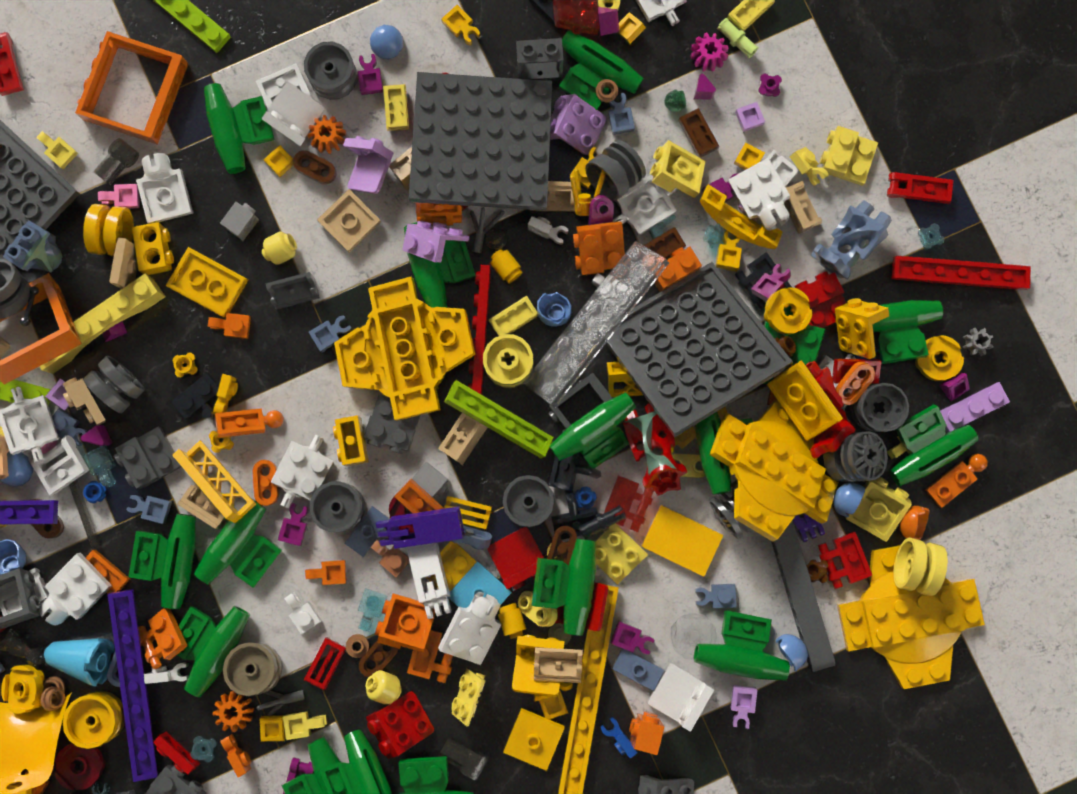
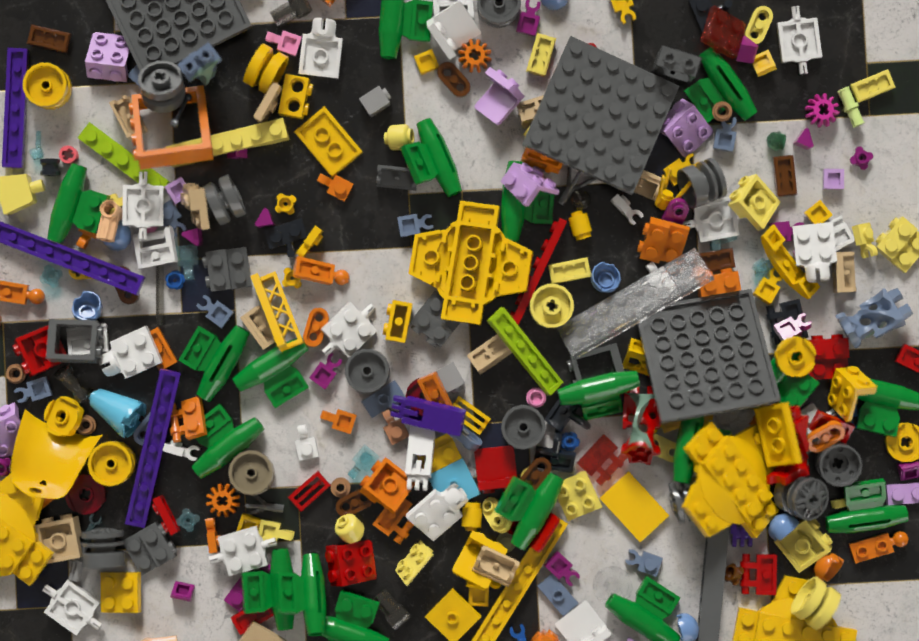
camera: 25 degrees right, 5 degrees up
(58, 698) = (86, 434): medium nougat plate -> none
(167, 389) = (265, 219): none -> magenta slope
(274, 759) = (243, 550): none -> white plate
(321, 256) = (432, 159): none -> green plate
(349, 220) = (465, 136): tan plate -> none
(531, 465) = (536, 397): none -> bright pink plate
(602, 522) = (576, 467): black pin -> none
(787, 345) = (783, 383): reddish brown plate -> none

